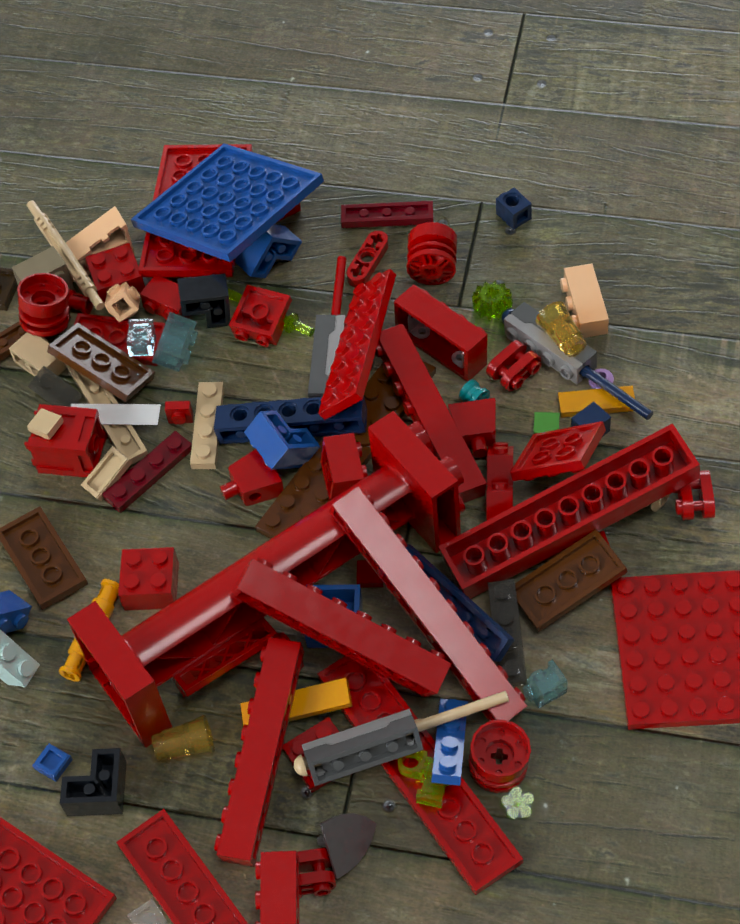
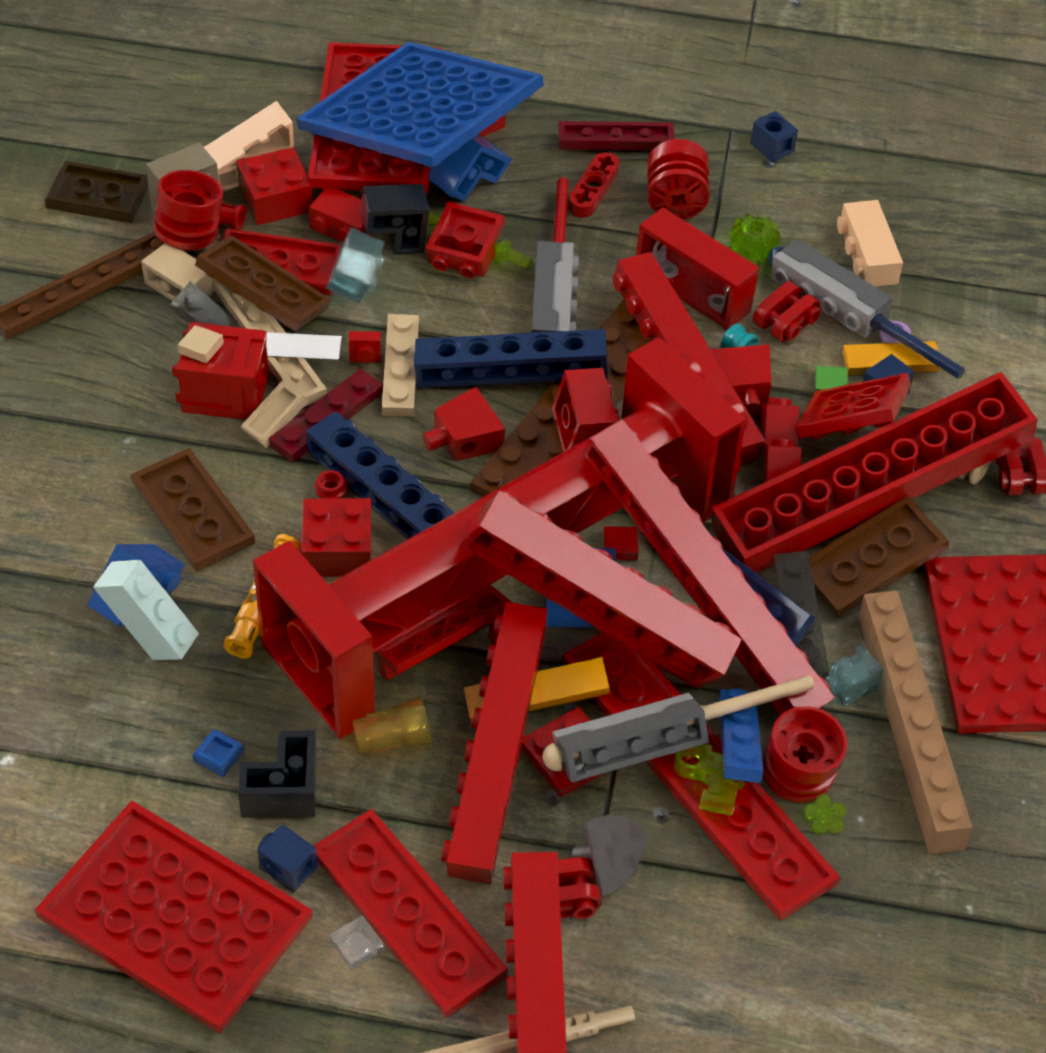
camera: 10 degrees left, 5 degrees down
(74, 267) = (226, 173): tan axle -> none
(98, 850) = (287, 857): none -> dark blue brick
(122, 308) = (290, 224): light nougat brick -> none
(141, 337) = (313, 256): clear light blue brick -> none
(145, 497) = (375, 475): none -> dark blue brick
(145, 528) = (330, 485): none -> red plate
(278, 443) = (502, 382): blue brick -> none
(357, 344) = (595, 273): red plate -> none
(561, 328) = (849, 267): clear yellow plant -> none
(591, 724) = (915, 724): none -> medium nougat brick

